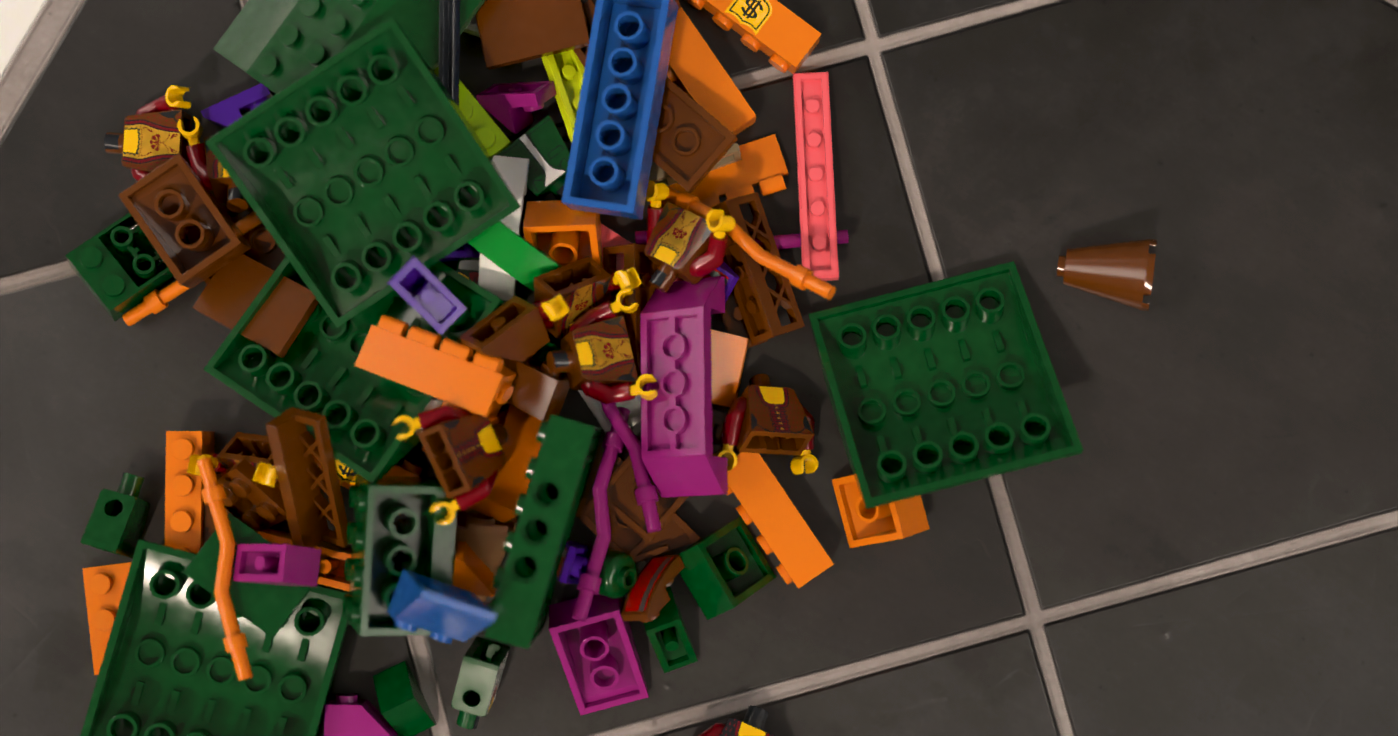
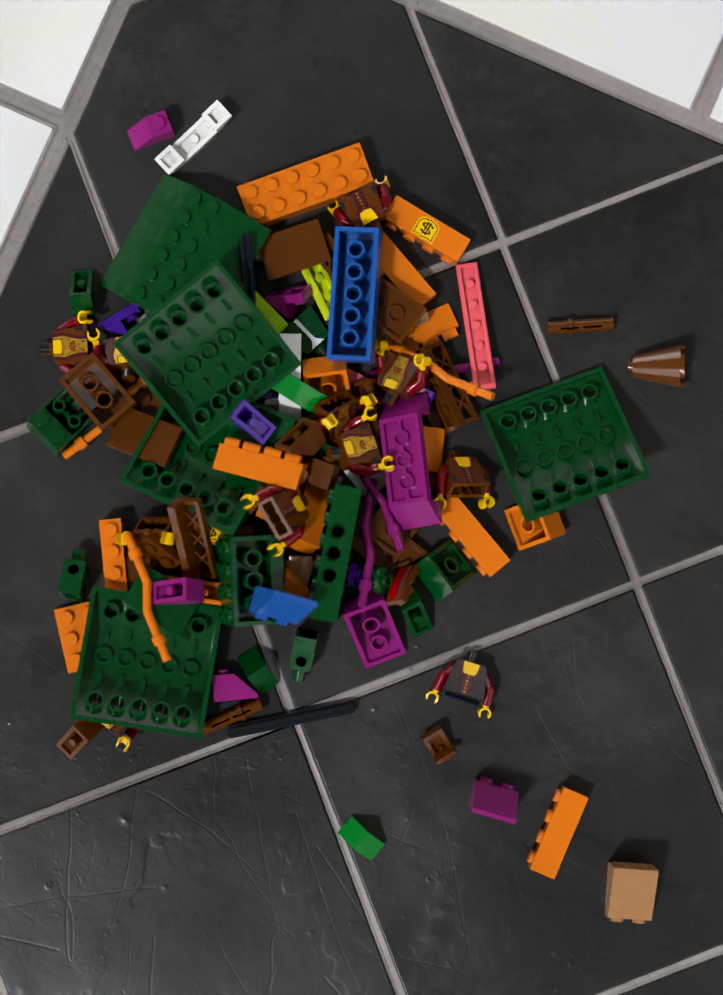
camera: 10 degrees left, 0 degrees up
(183, 57) = (82, 291): none -> dark green slope
(985, 191) = (580, 325): none -> reddish brown pin

